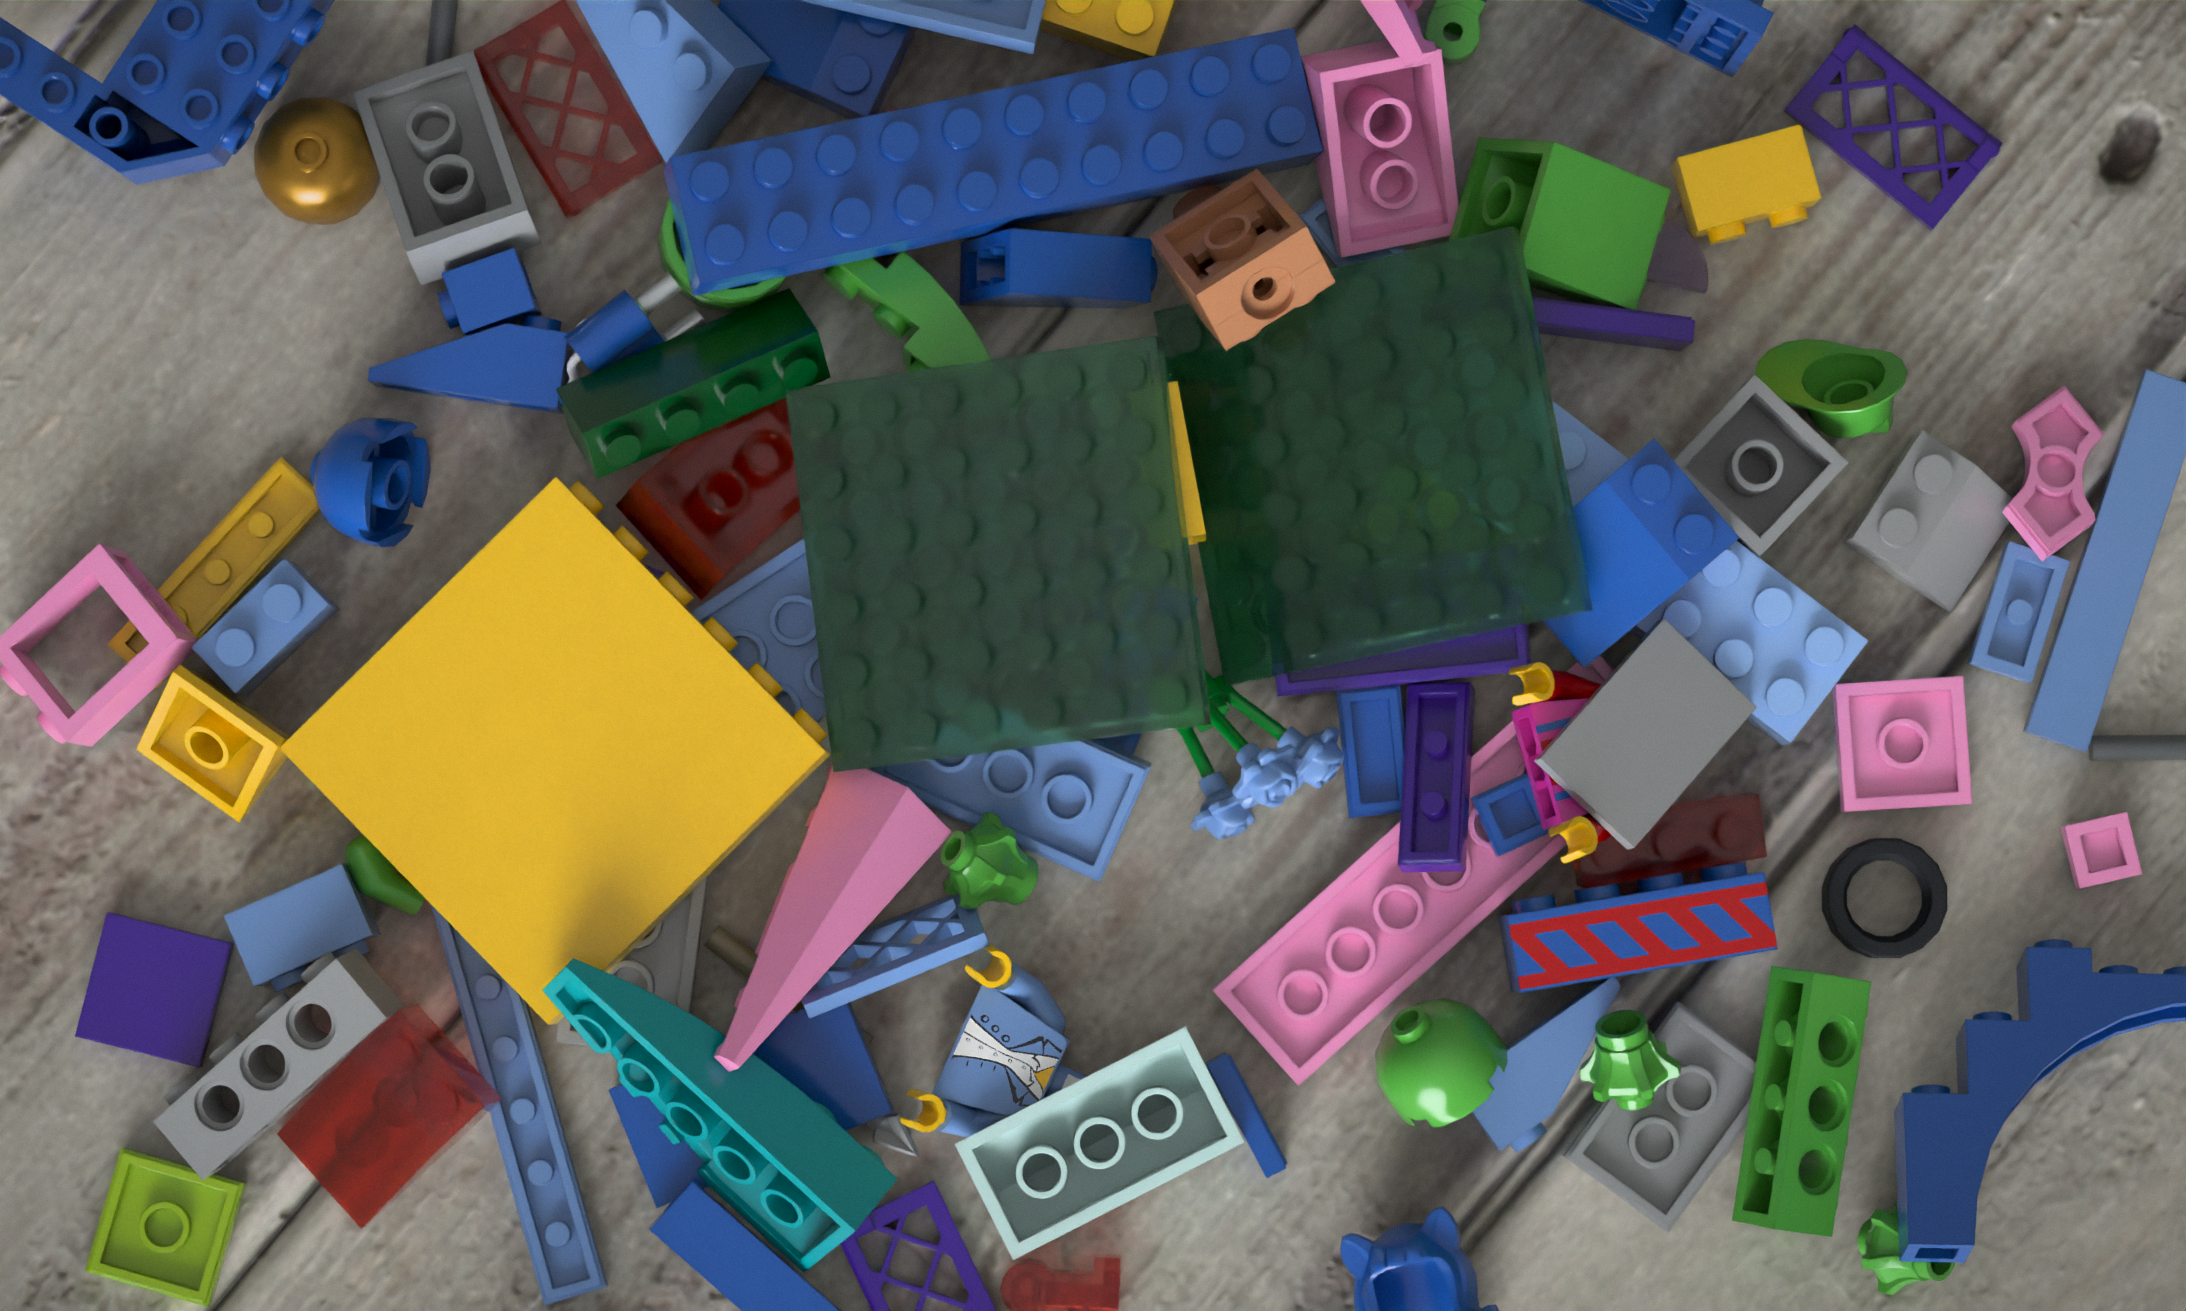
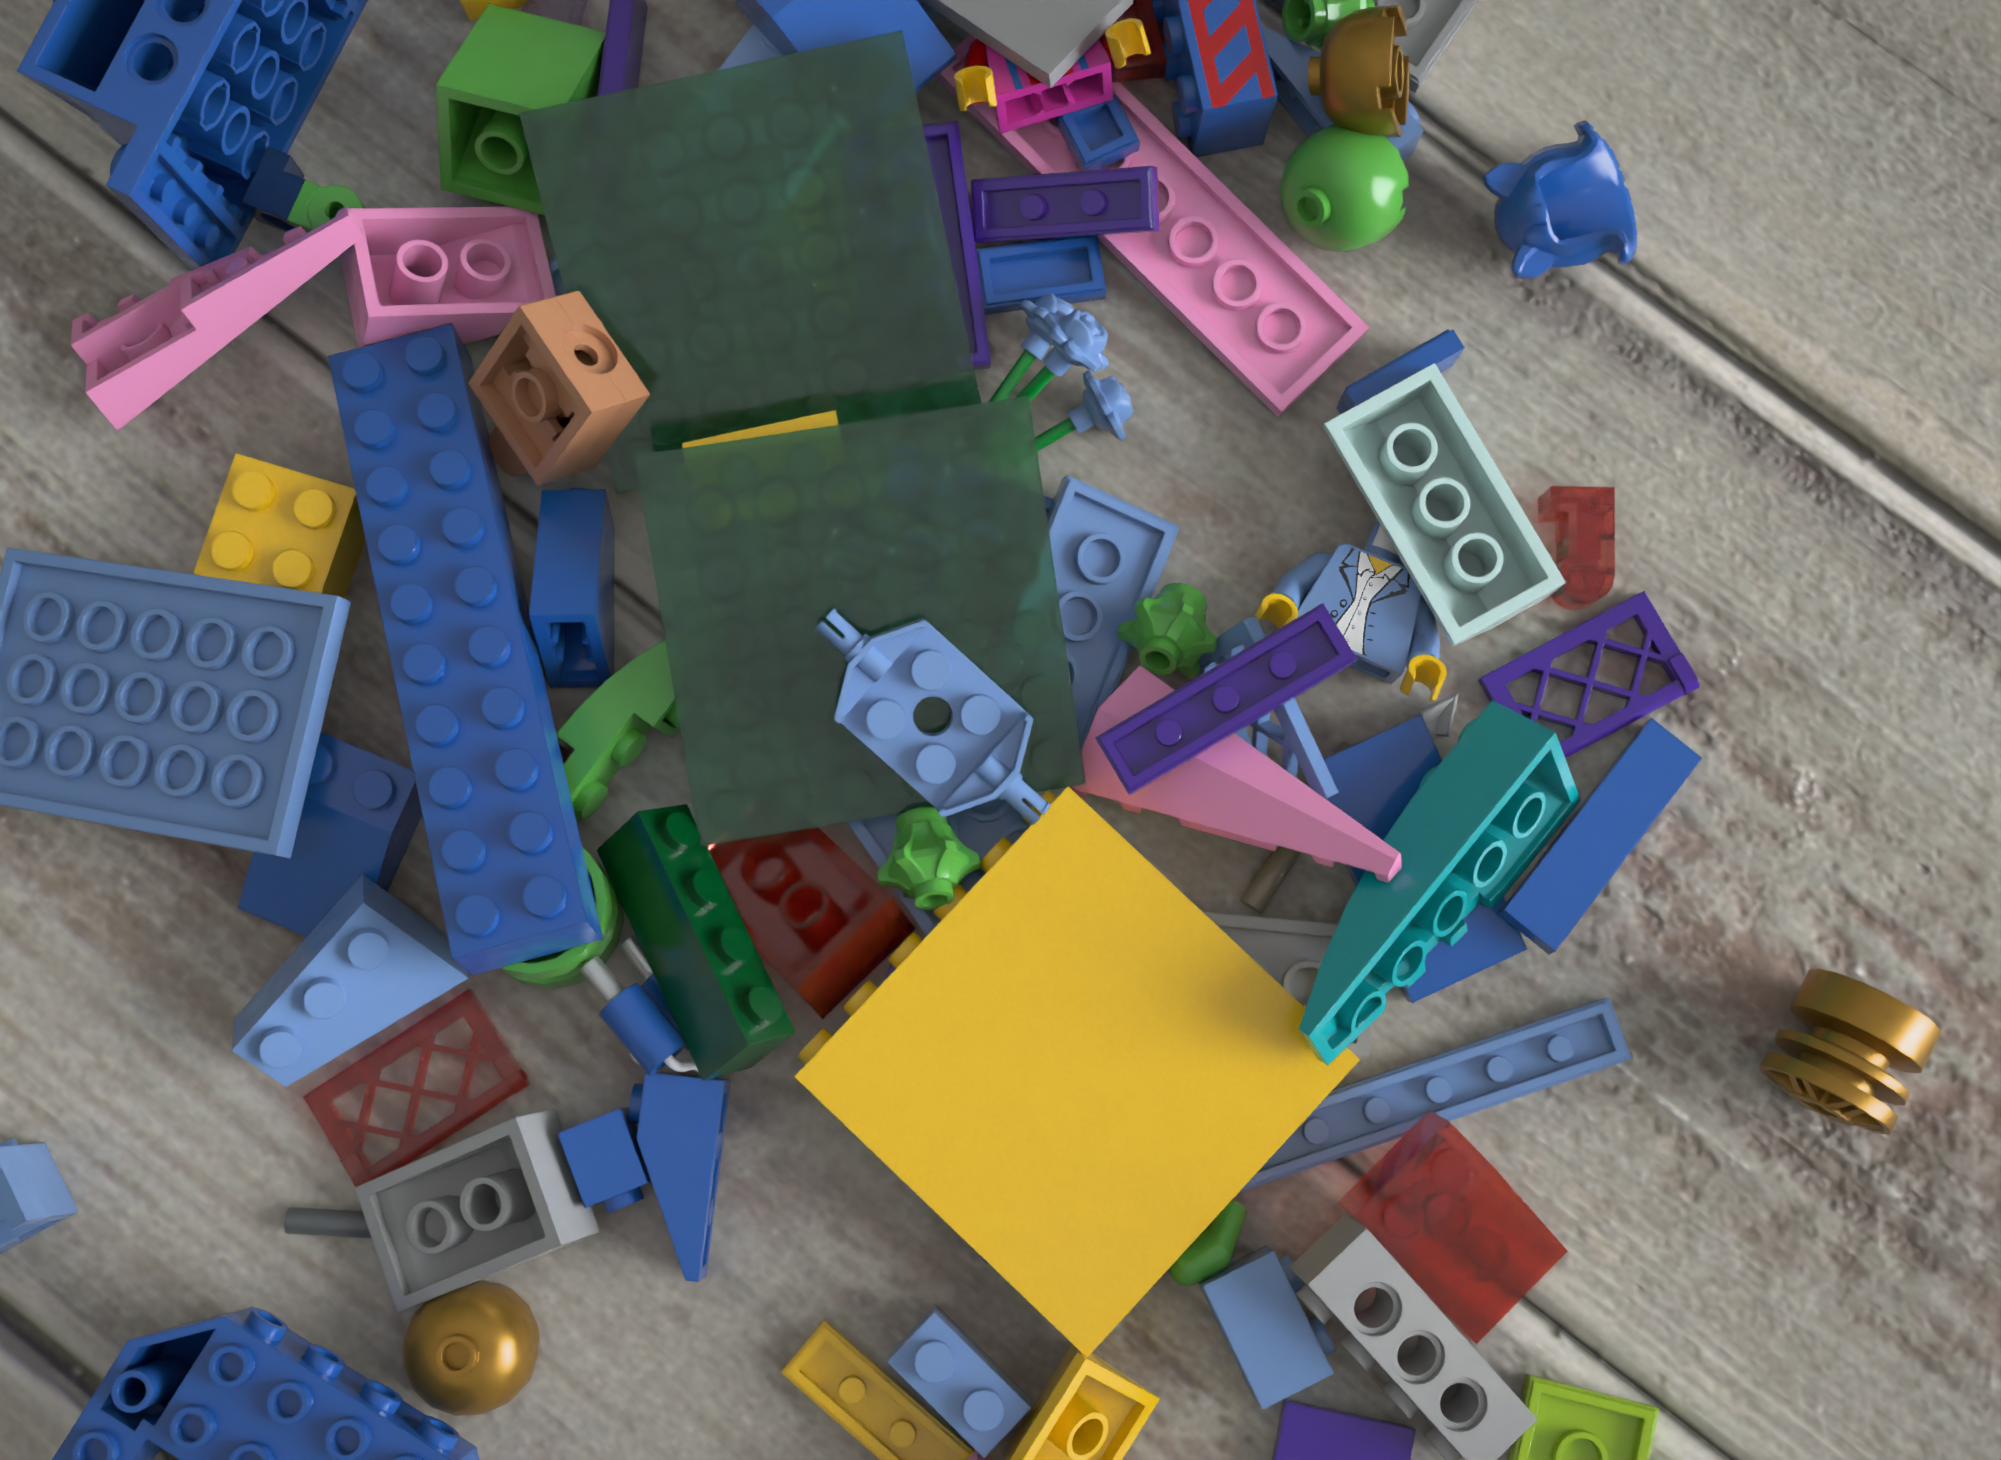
camera: 100 degrees left, 5 degrees down
(370, 477) = (800, 1276): blue cylinder -> none
(762, 612) = (927, 859): none -> bright green rock
(847, 638) = (953, 768): none -> medium blue plate
(903, 910) = (1226, 699): none -> dark purple tile
(1546, 1086) = (1364, 72): none -> pearl gold cylinder

